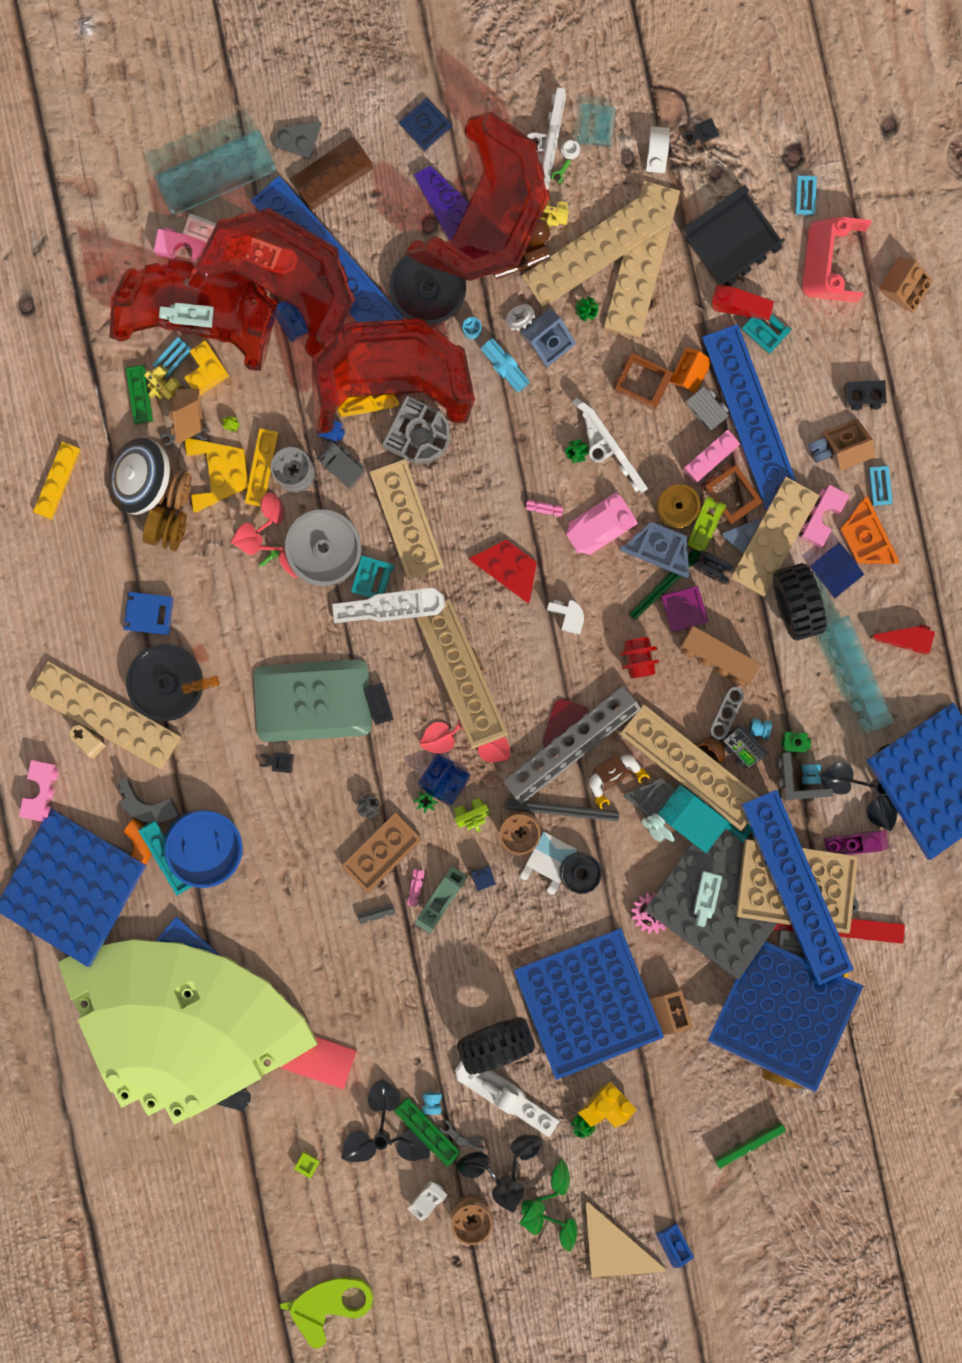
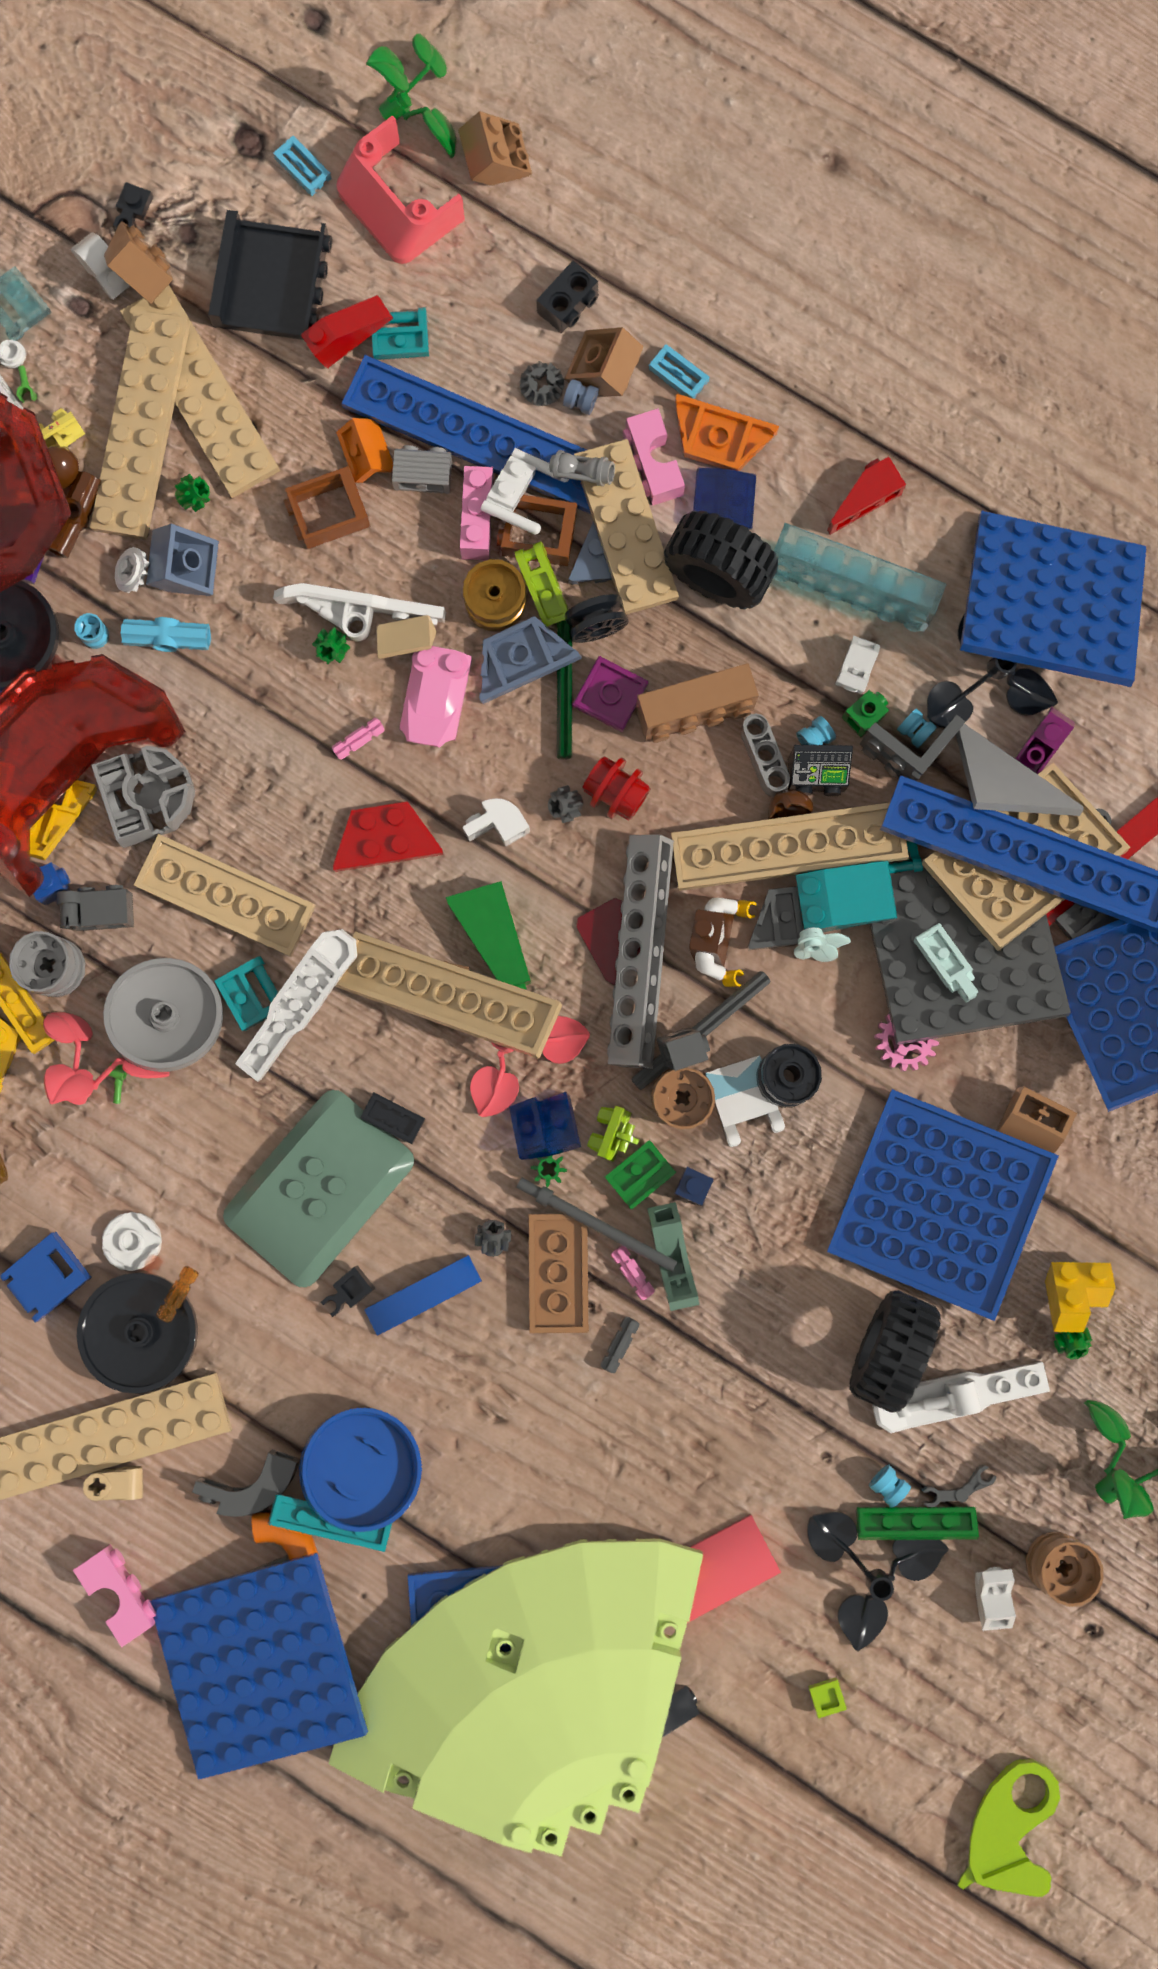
camera: 50 degrees left, 5 degrees down
(203, 637) = (131, 1241): none -> white tile
(310, 799) = (422, 1295): none -> blue slope
(411, 812) = (546, 1197): none -> dark grey bar
(465, 847) = (640, 1174): none -> green plate
(508, 1191) = (1074, 1497): black plant -> none
(513, 663) = (491, 929): none -> green slope
(543, 811) = (683, 1048): none -> dark grey brick
(608, 640) = (565, 804): none -> dark grey gear
(615, 483) = (405, 636): none -> tan slope
(675, 169) = (138, 262): none -> medium nougat slope
(741, 462) = (510, 488): none -> white plate
(785, 496) = (594, 470): none -> light grey piece
(805, 432) = (546, 394): none -> dark grey gear
(814, 716) = (857, 665): none -> white brick
(823, 844) = (1005, 784): none -> light grey tile
(891, 199) = (399, 102): none -> green plant

